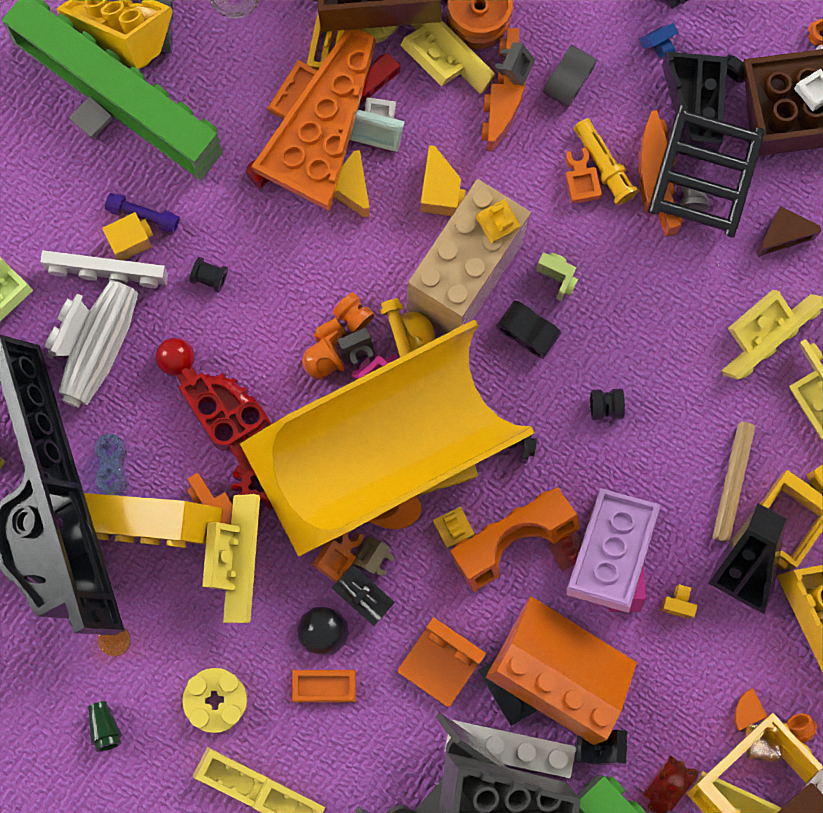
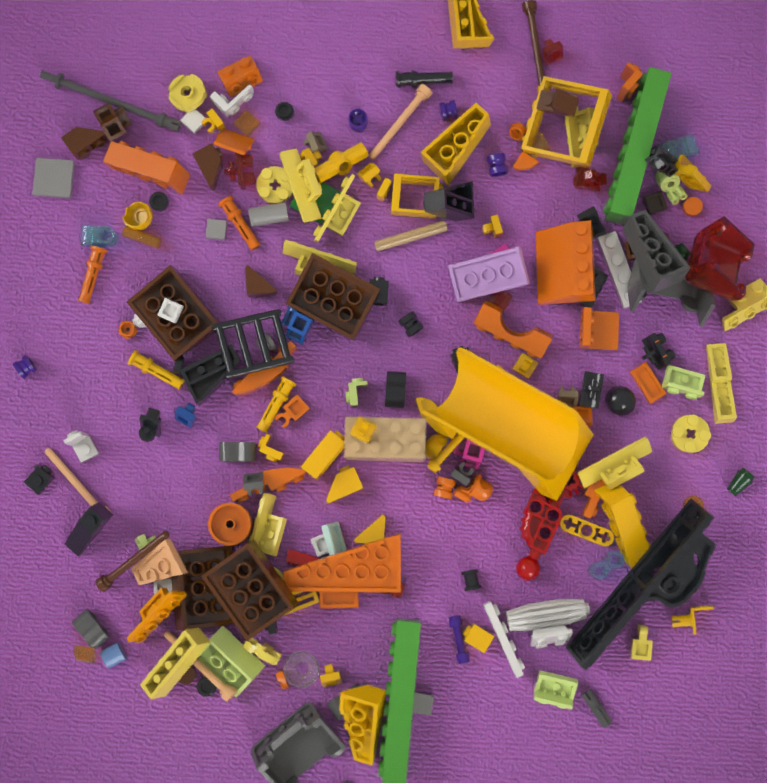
camera: 115 degrees left, 5 degrees up
(187, 448) = (598, 540): none -> yellow beam
(201, 23) = (330, 678): none -> yellow tile
(293, 736) = (683, 381): none -> yellowish green bracket
(360, 721) = (656, 352): none -> black hips
(481, 358) = (425, 404): none -> yellow tile
(494, 167) = (324, 454): none -> yellow window
(541, 117) = (271, 454): none -> yellow bracket
(679, 387) = (383, 285): none -> black brick
(697, 253) = (297, 324): none -> blue brick
(707, 314) = (333, 296): none -> reddish brown slope
(756, 30) = (148, 366): none -> yellow pin
(768, 666) = (497, 164): none -> dark purple wheel

